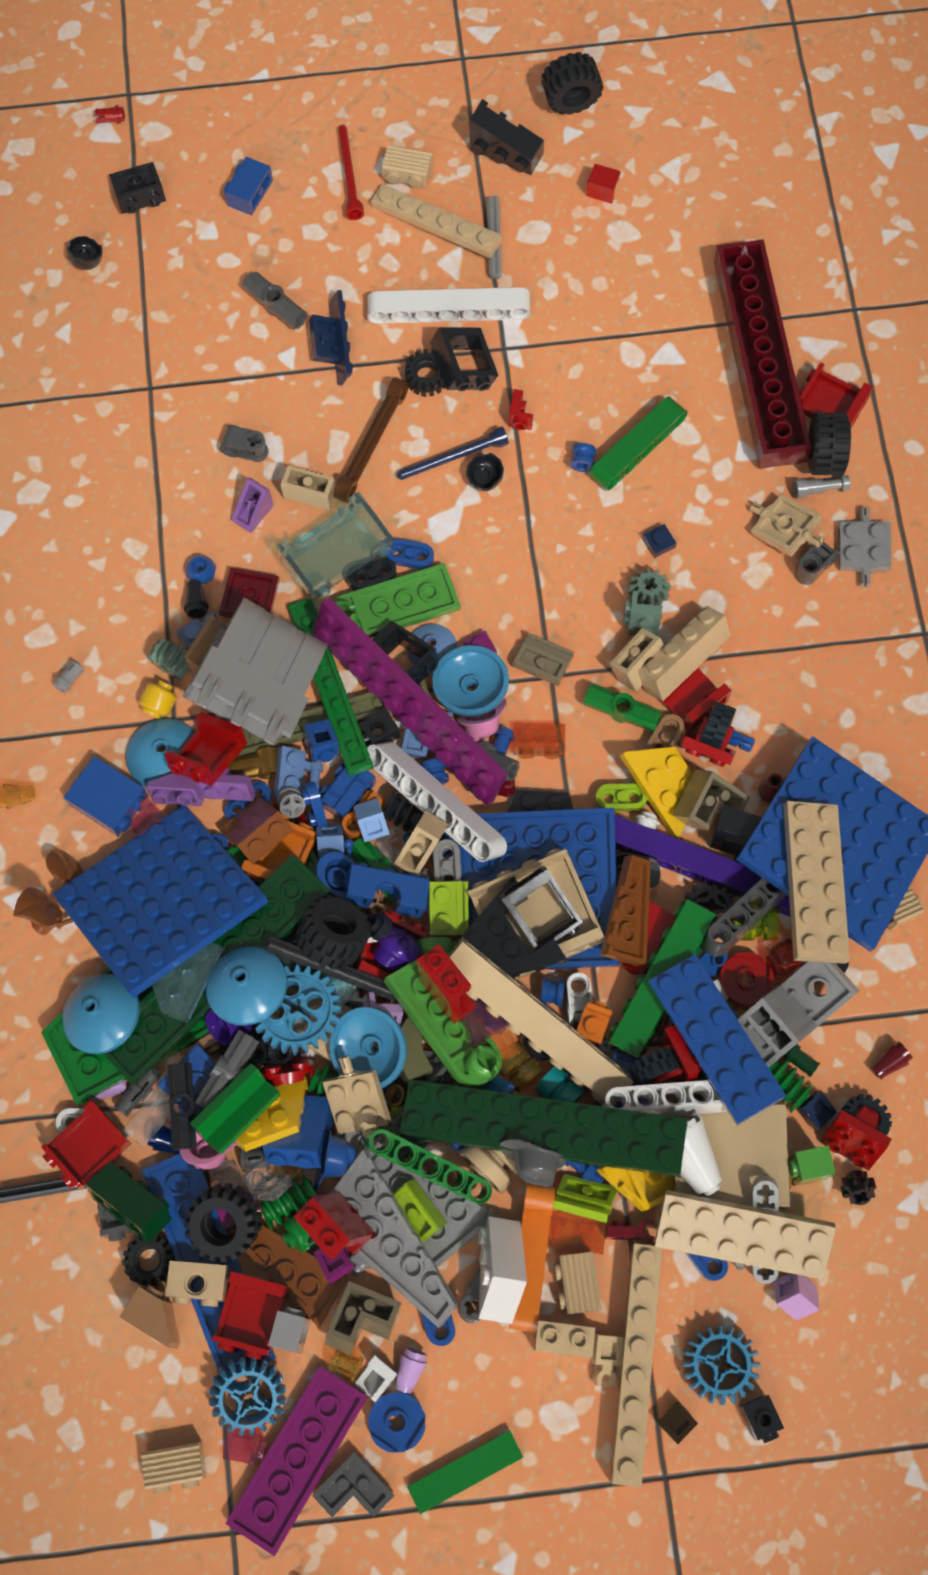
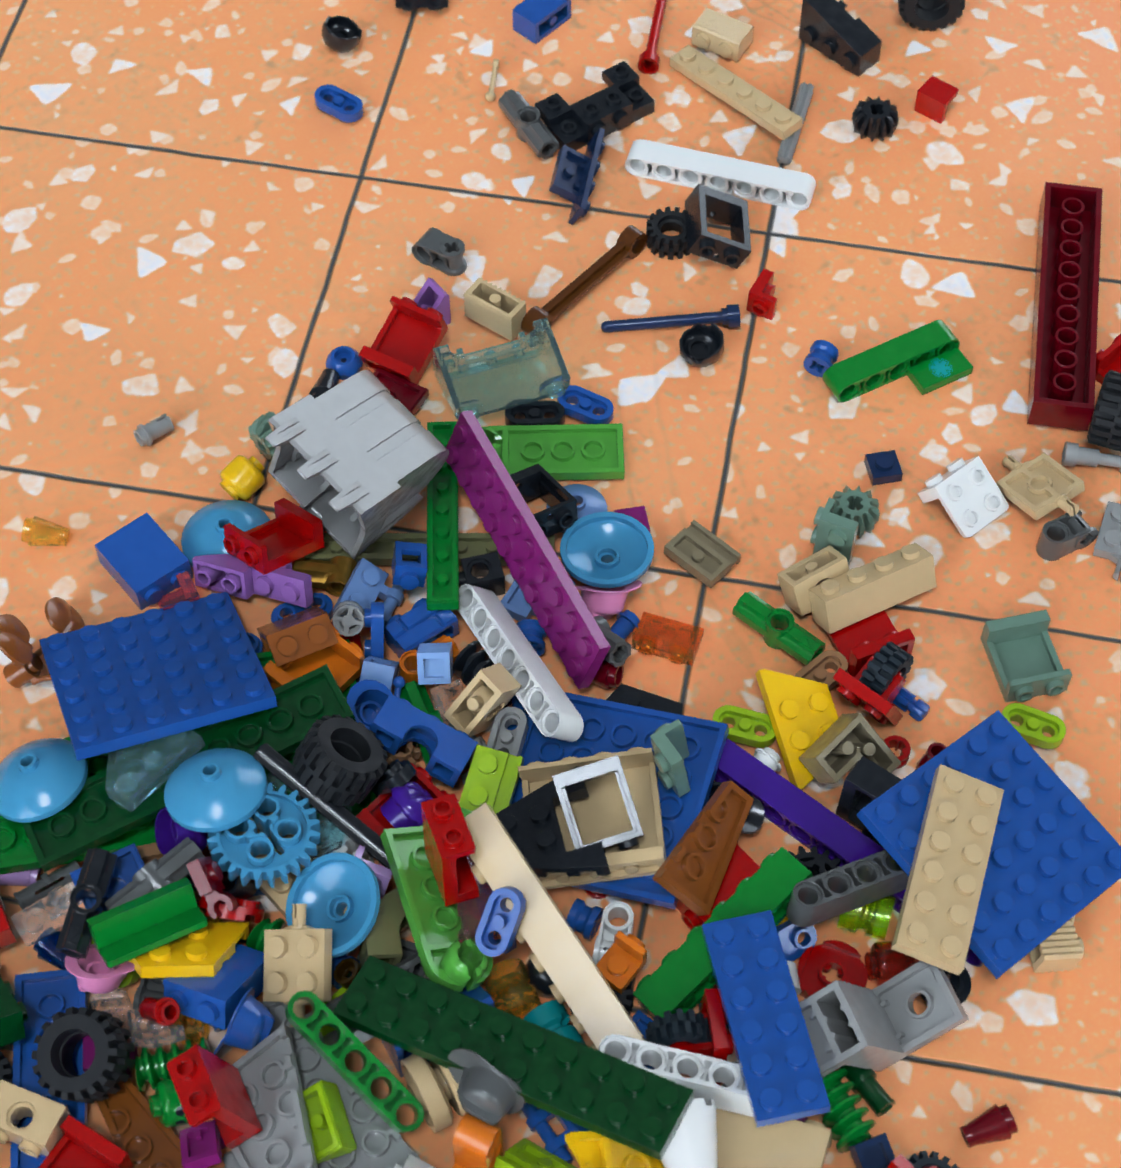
camera: 15 degrees right, 15 degrees down
(108, 323) = (338, 103): none -> blue plate
(231, 279) = (490, 95): none -> tan hinge
(246, 538) = (406, 340): none -> red panel
(269, 1062) = (207, 879): none -> plate
(271, 1170) = (162, 1011): none -> red pin
(330, 273) = (608, 109): none -> black bracket
(502, 1026) = (500, 919): none -> plate
(559, 216) = (875, 118): none -> black gear
(584, 859) = (669, 754): none -> sand green bracket
(678, 440) = (939, 371): none -> green tile
(730, 547) = (966, 495): none -> white bracket
(744, 776) = (899, 743): none -> red bush
(813, 676) = (1024, 657): none -> sand green panel
(834, 731) = (1034, 723): none -> lime plate

